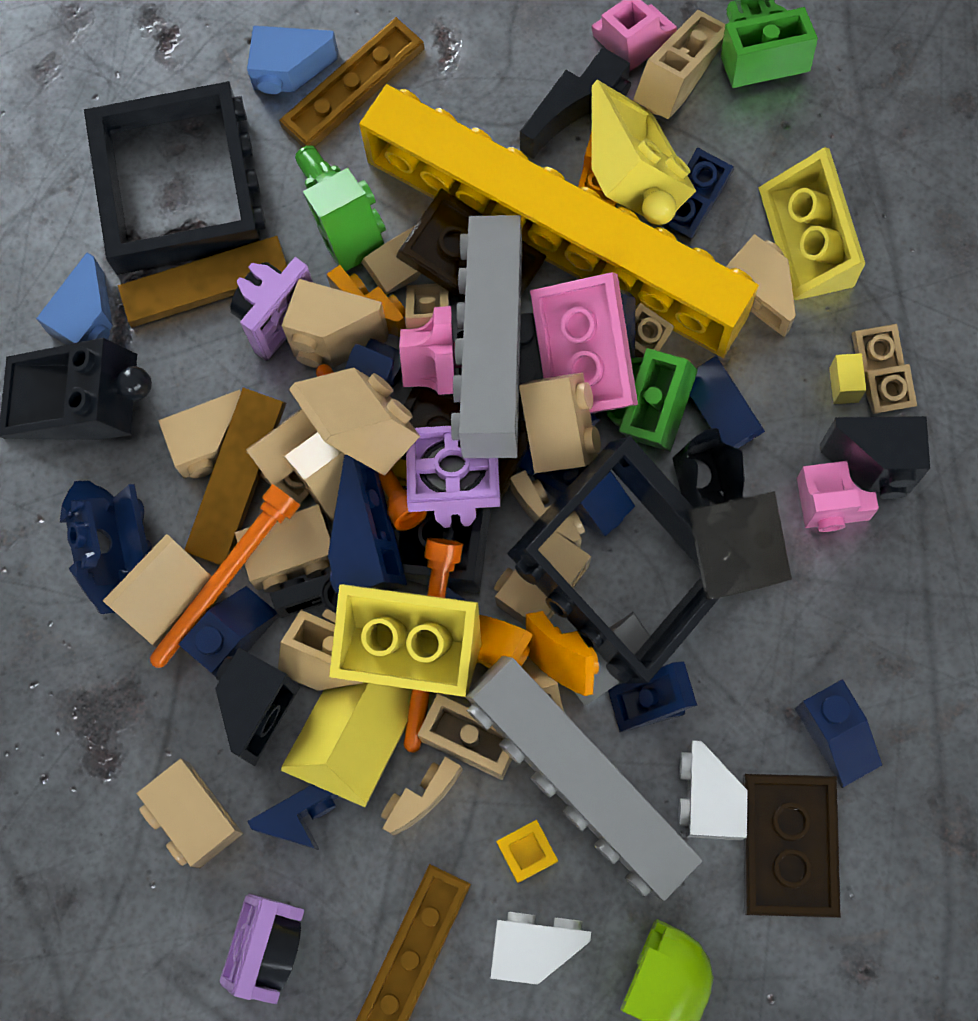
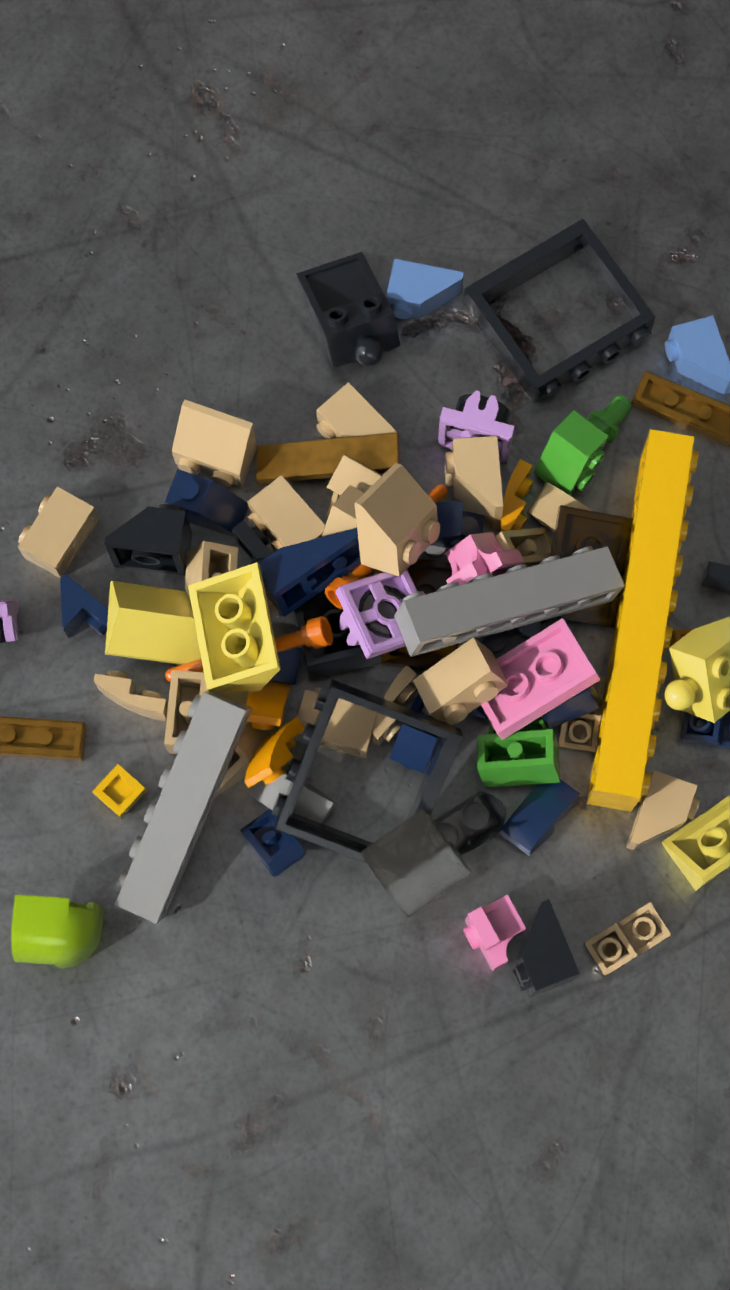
camera: 65 degrees right, 0 degrees up
(120, 519) = (264, 366): dark blue piece -> none
(195, 282) = (482, 368): pearl gold tile -> none
(275, 508) = (310, 496): orange piece -> none
(533, 951) = (44, 821): white slope -> none
(714, 797) = (211, 919): white slope -> none
(791, 846) = (198, 994): dark brown tile -> none
(840, 732) = (299, 1002): dark blue slope -> none
(847, 378) = (605, 909): light yellow piece -> none

